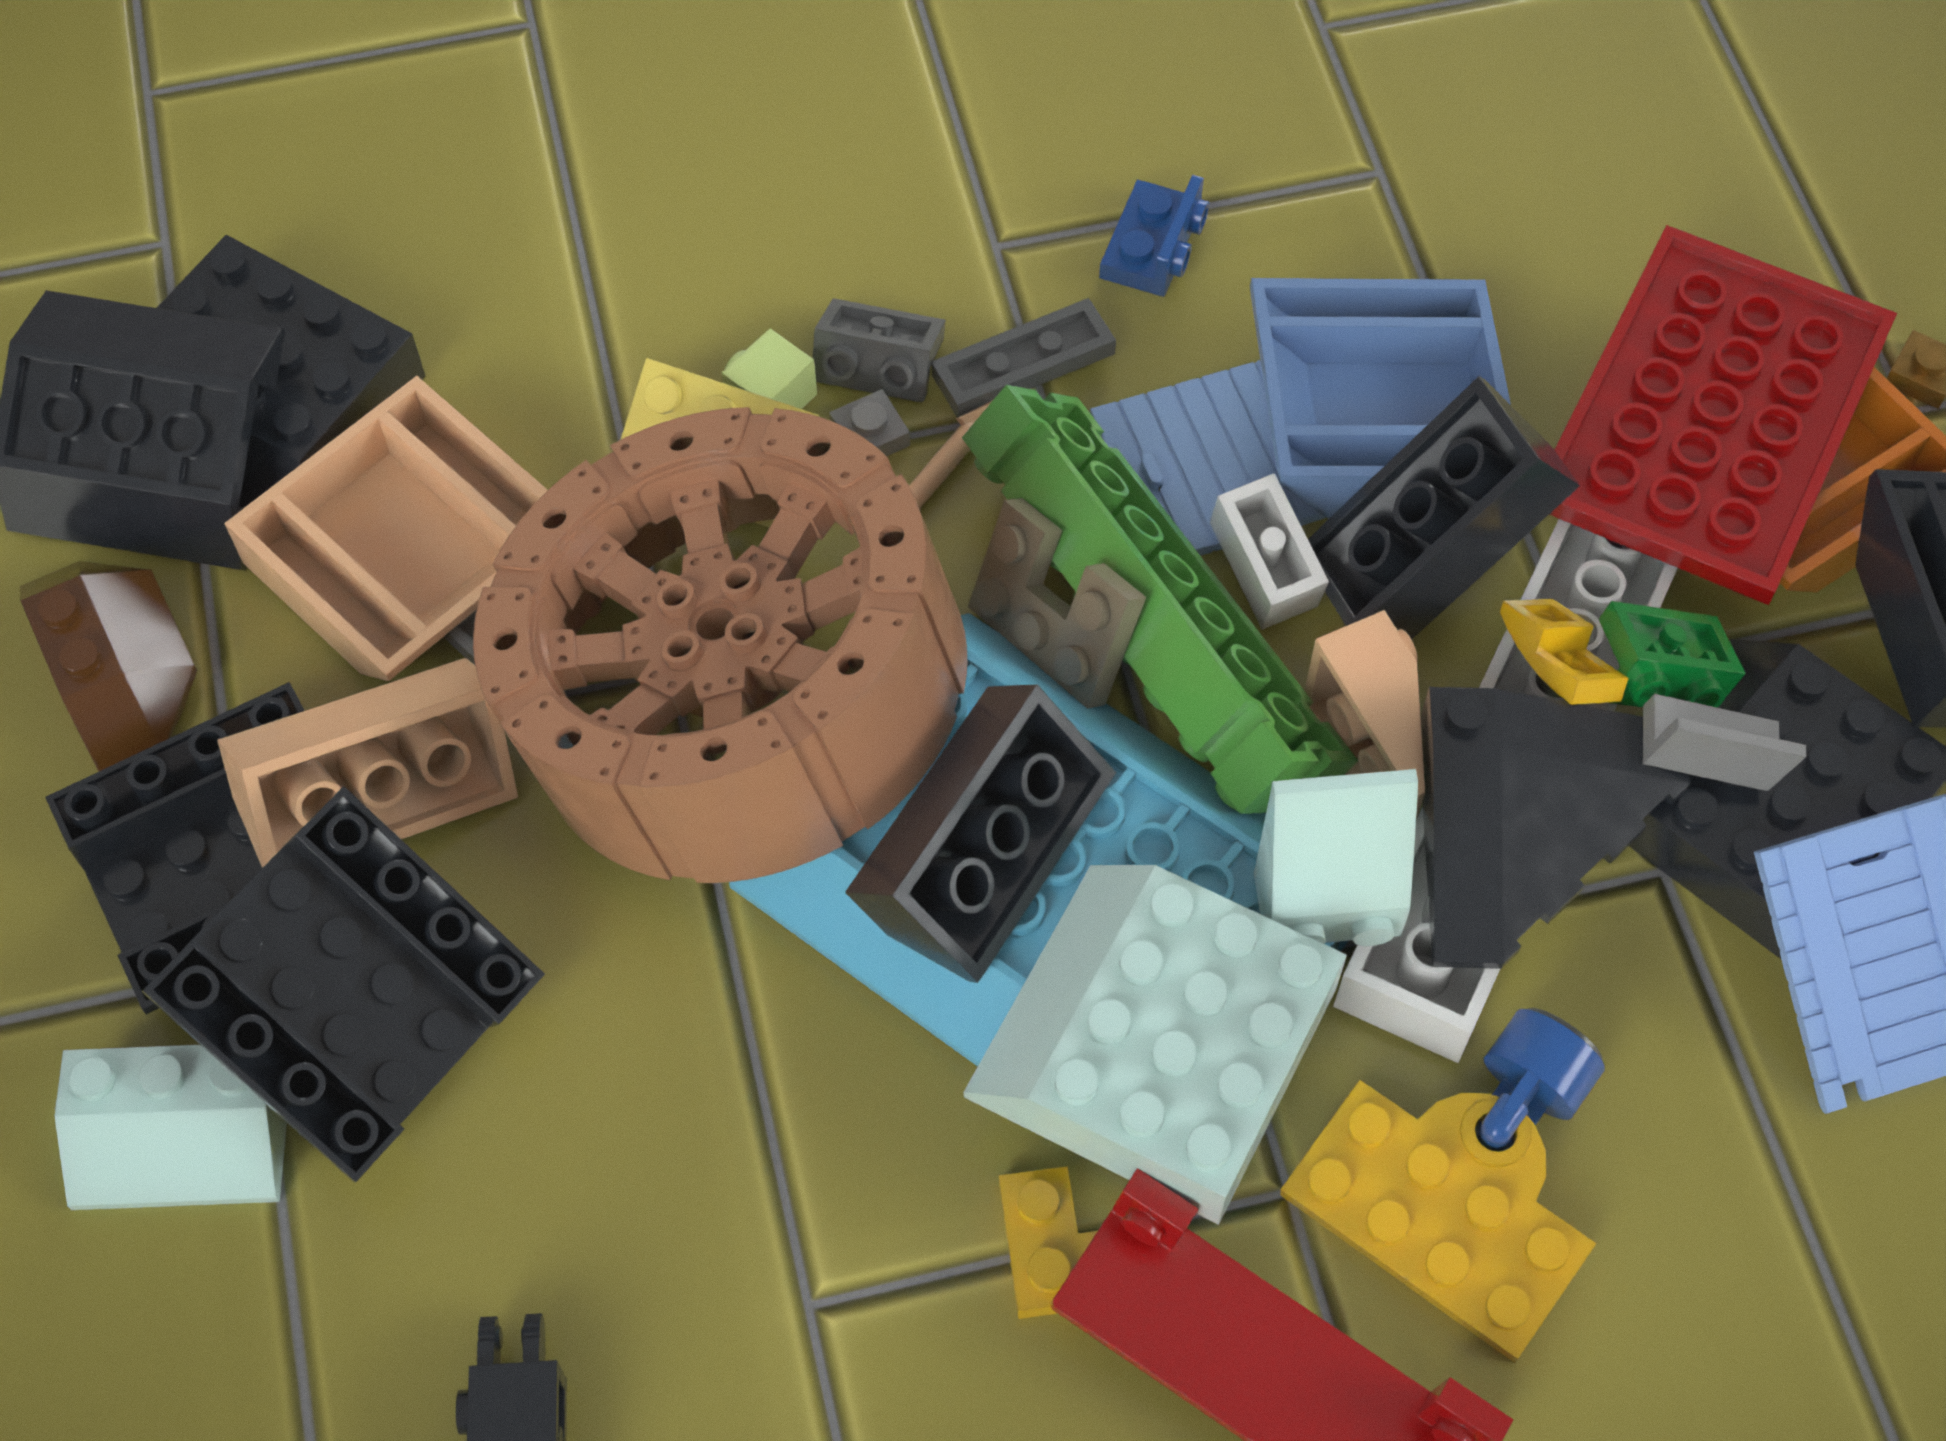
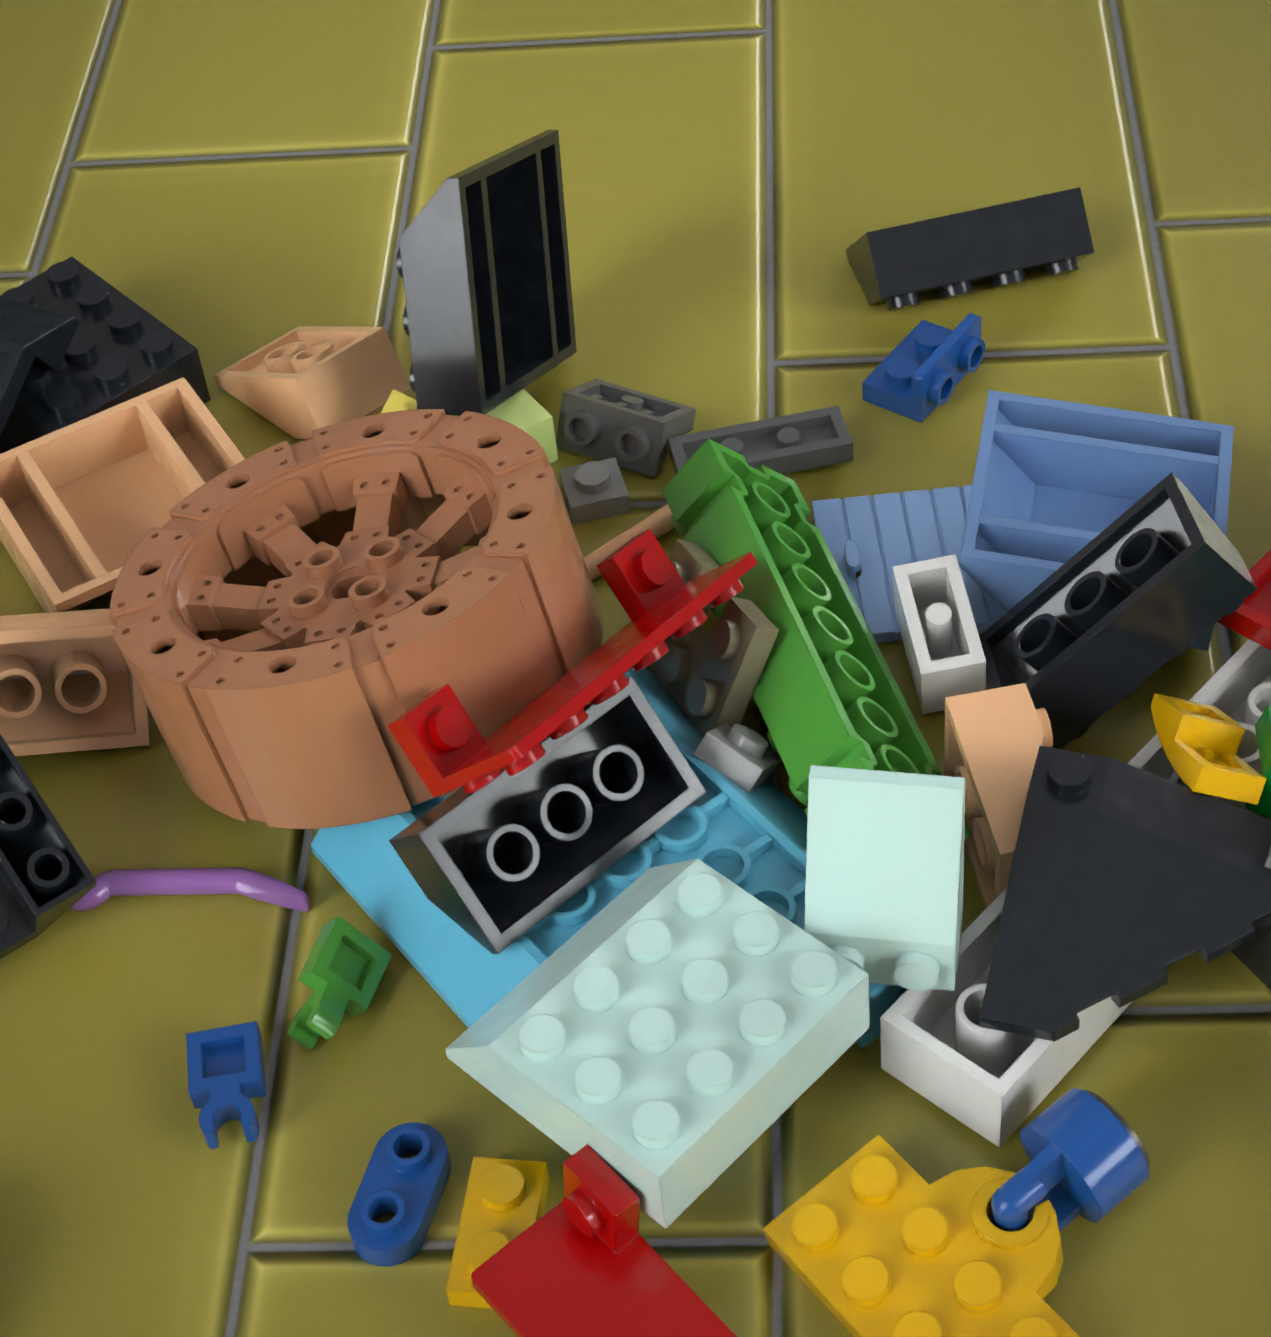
camera: 20 degrees right, 15 degrees down
(539, 340) = (317, 377): none -> light nougat slope
(631, 940) = (192, 882): none -> medium lavender piece
(725, 235) = (489, 280): none -> black slope
(736, 1140) = (224, 1075): none -> blue plate
(814, 1018) = (344, 976): none -> bright green plate
(939, 1220) = (402, 1187): none -> blue plate
(996, 694) = (452, 751): none -> red bracket
(1125, 722) = (738, 755): none -> light grey plate
(1163, 90) = (972, 248): none -> black slope

